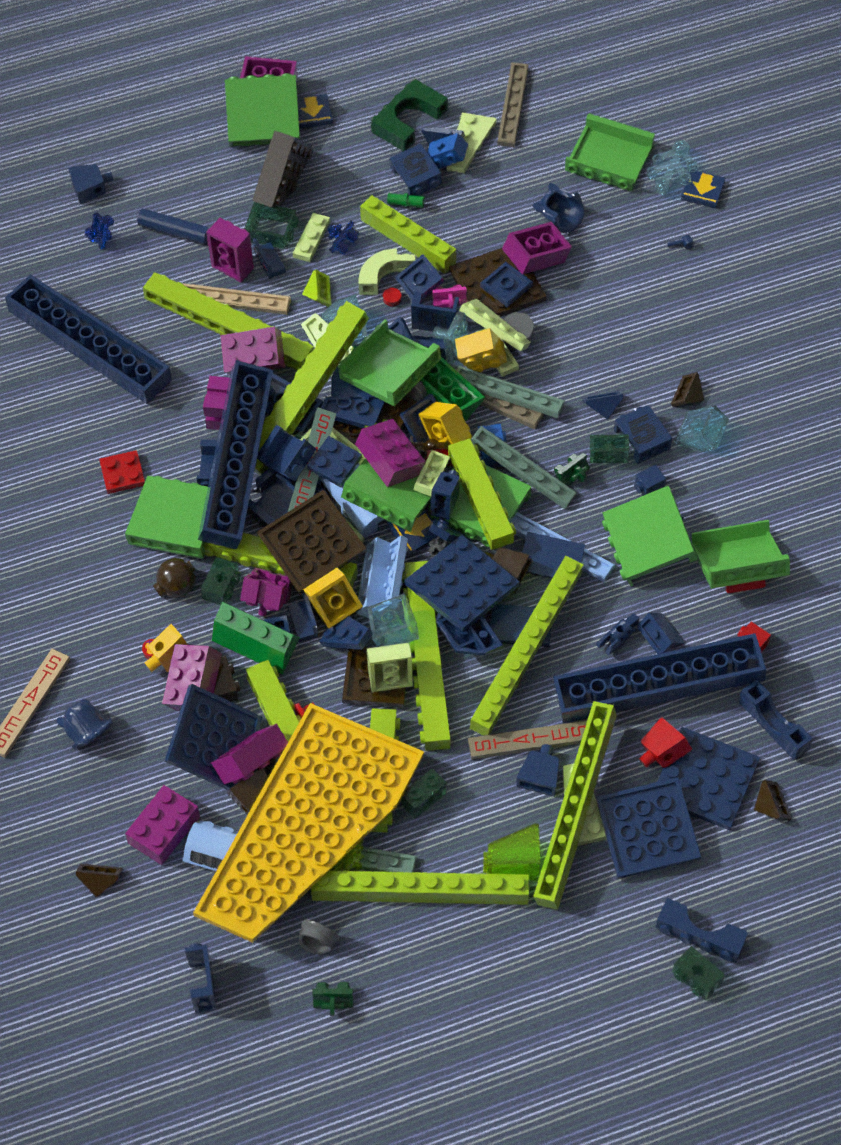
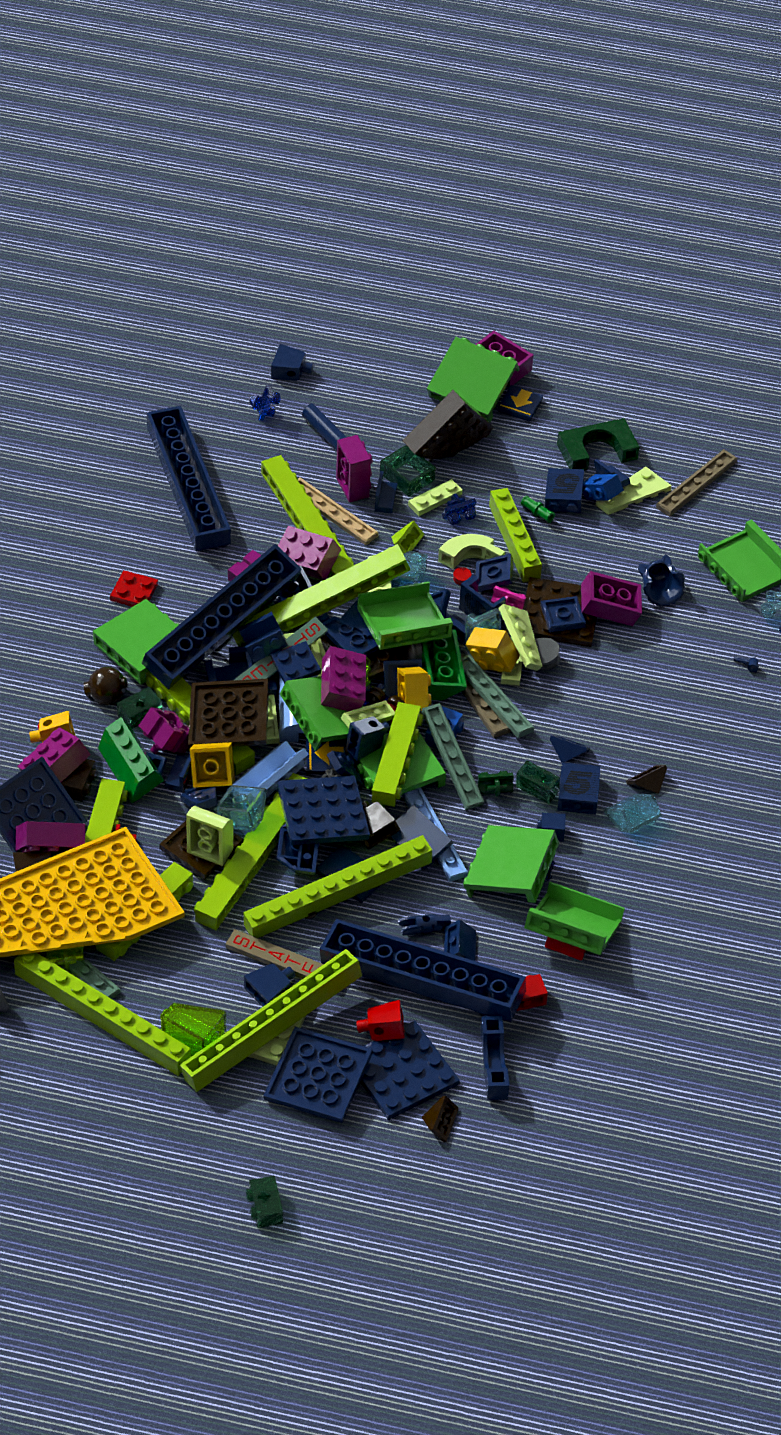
camera: 30 degrees right, 10 degrees down
(424, 793) = (163, 946): clear green brick -> none
(725, 942) = (308, 1193): dark blue arch -> none

